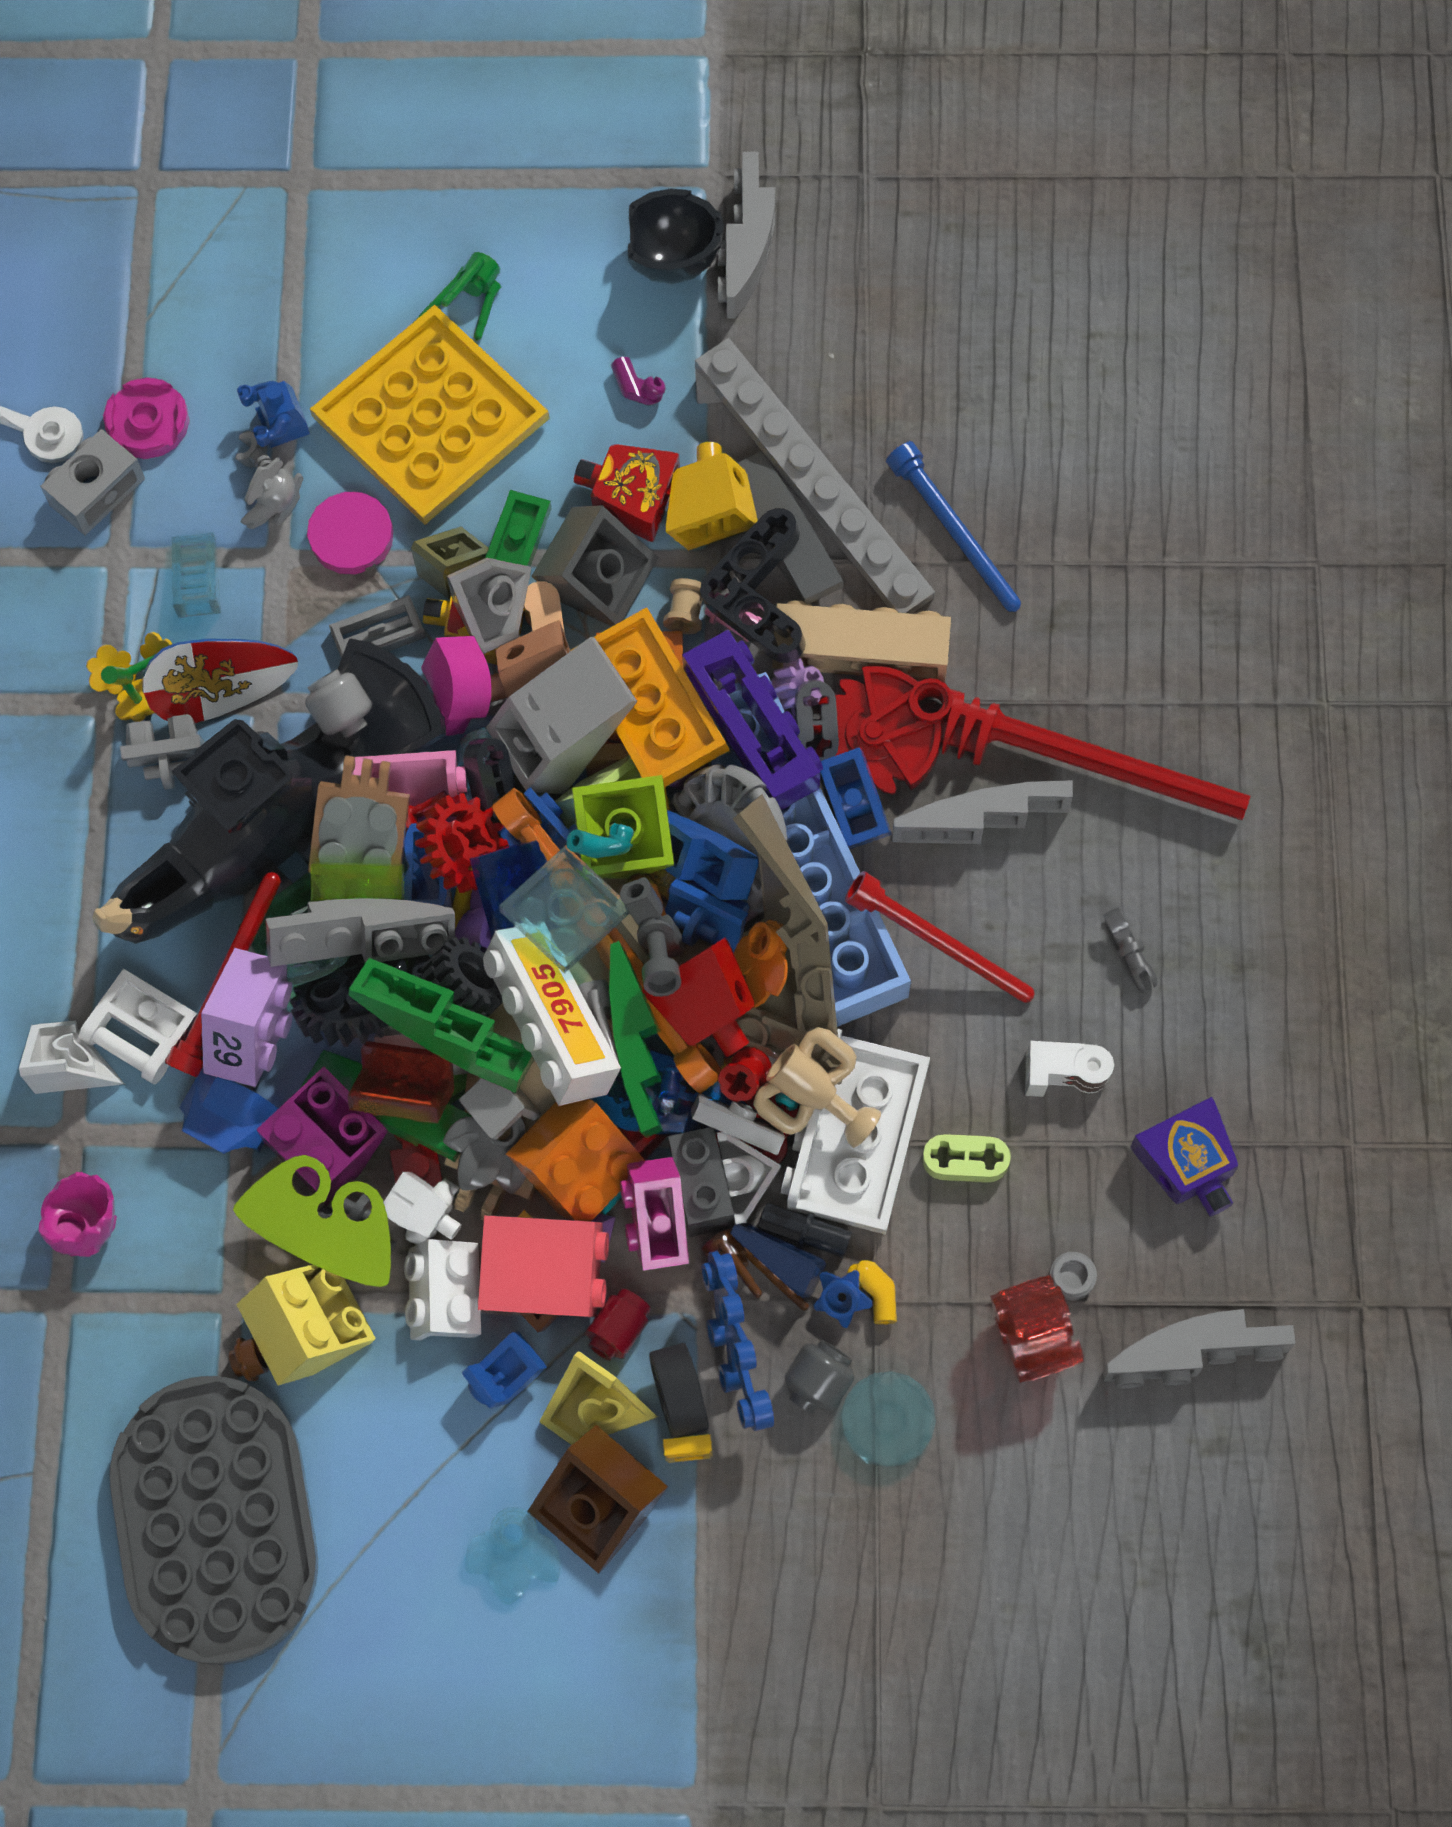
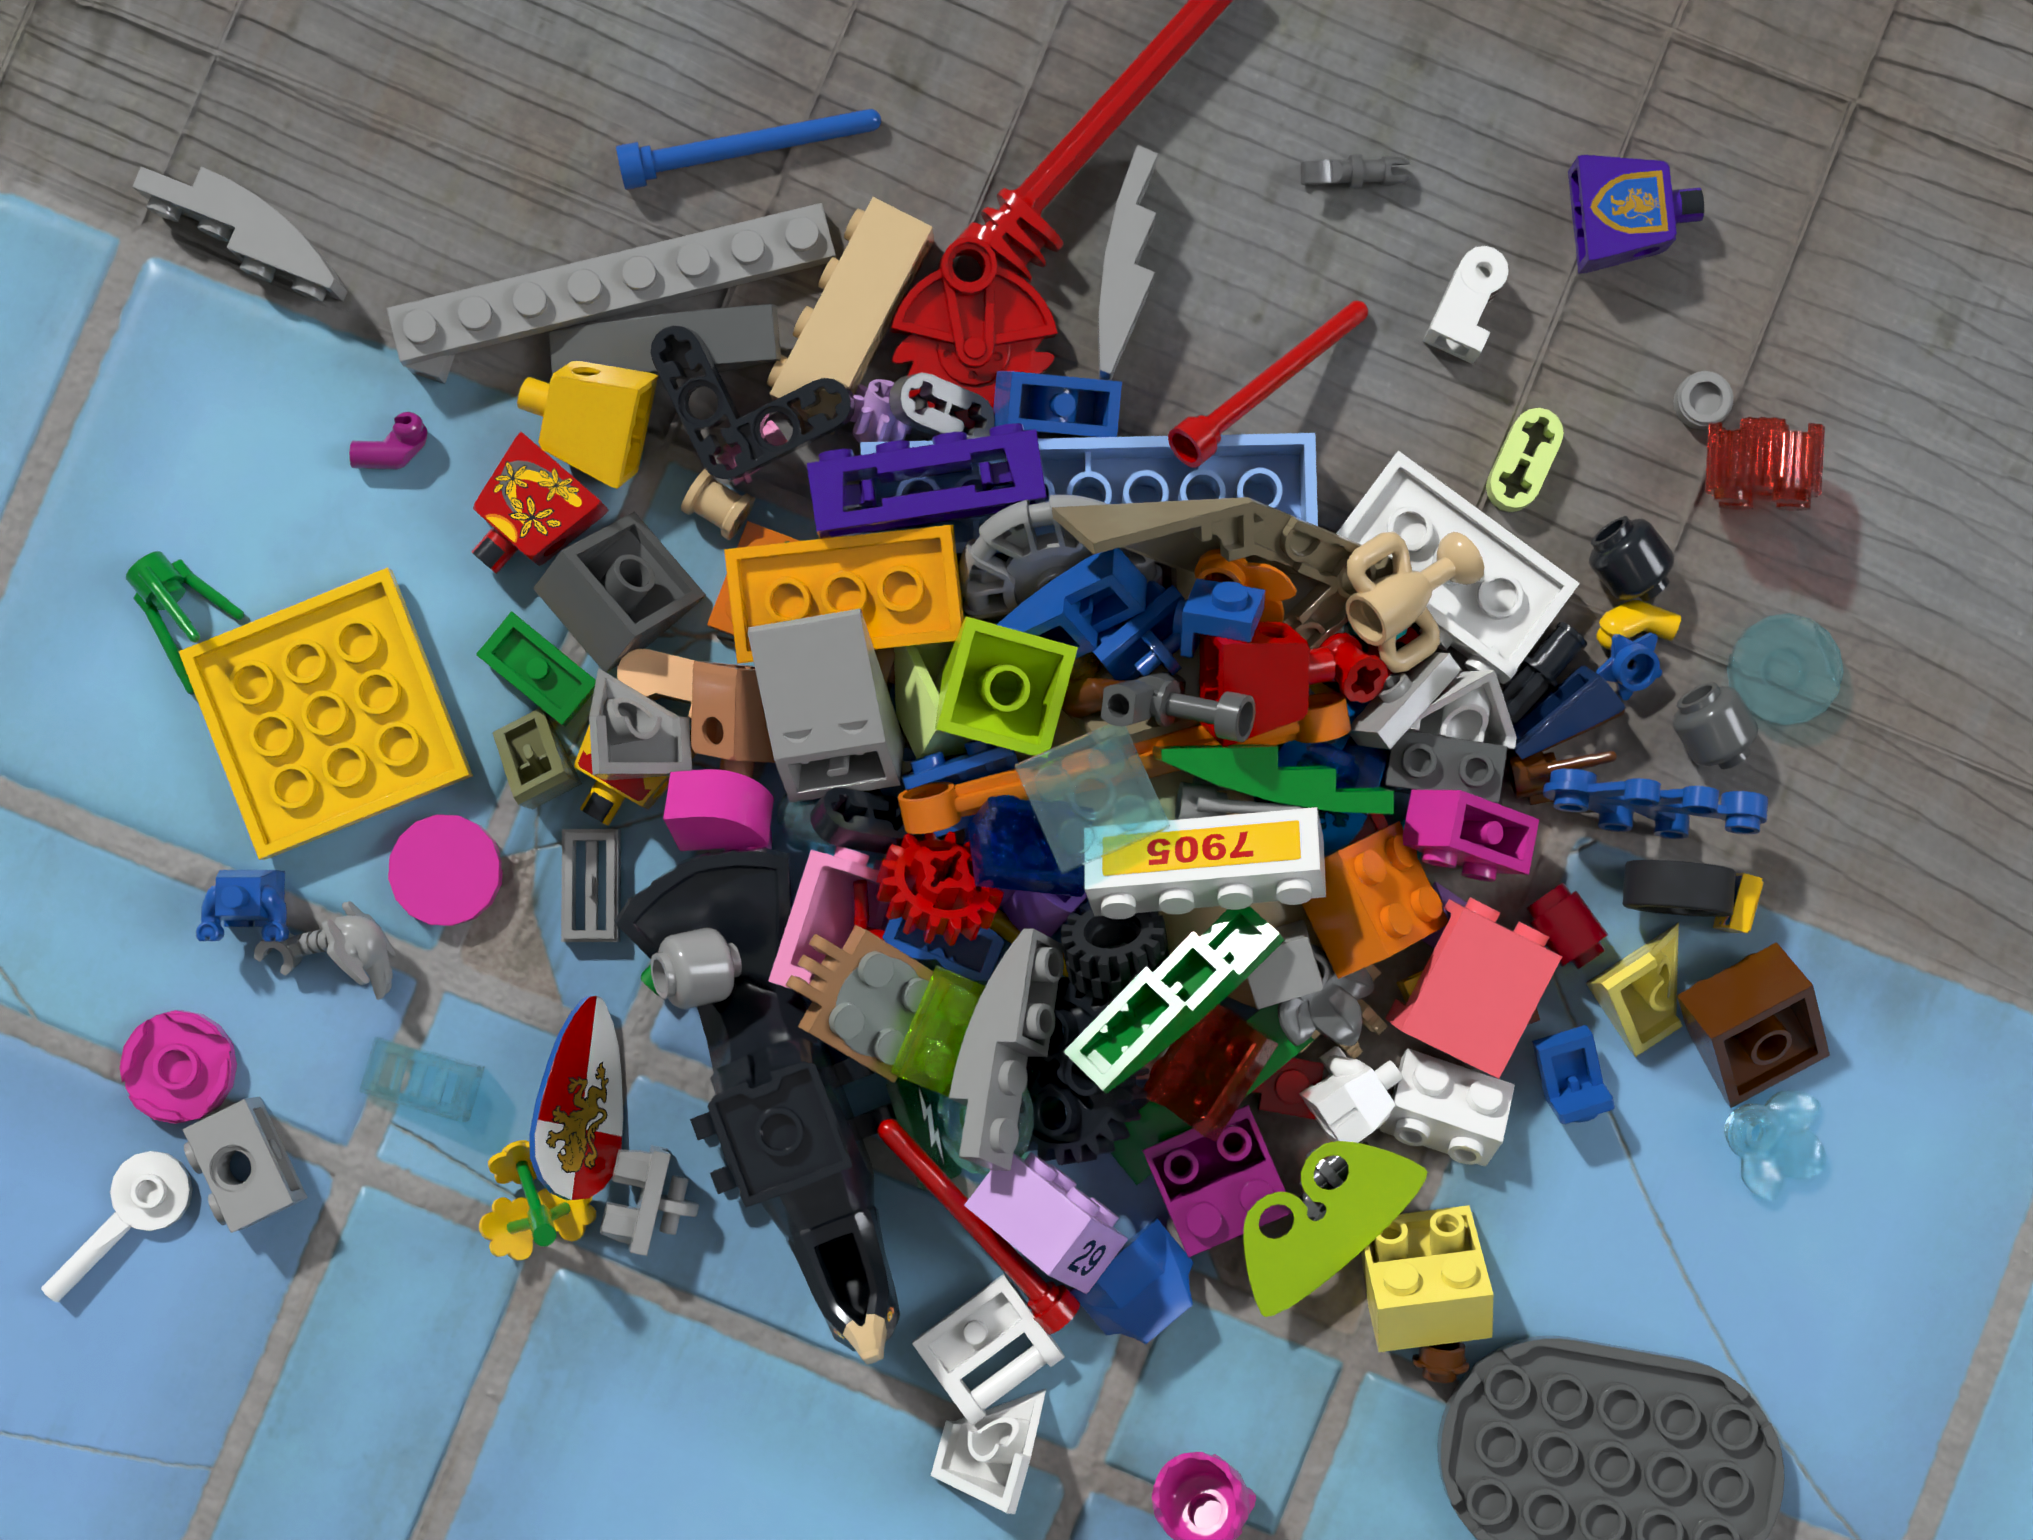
camera: 65 degrees left, 15 degrees up
(597, 846) = (1027, 722): teal arm -> none
(673, 235) = (213, 317): black cylinder -> none
(737, 943) = (1218, 611): none -> blue bracket
(922, 1263) = (1631, 559): none -> black head
(1178, 1349) = (1837, 320): light grey slope -> none

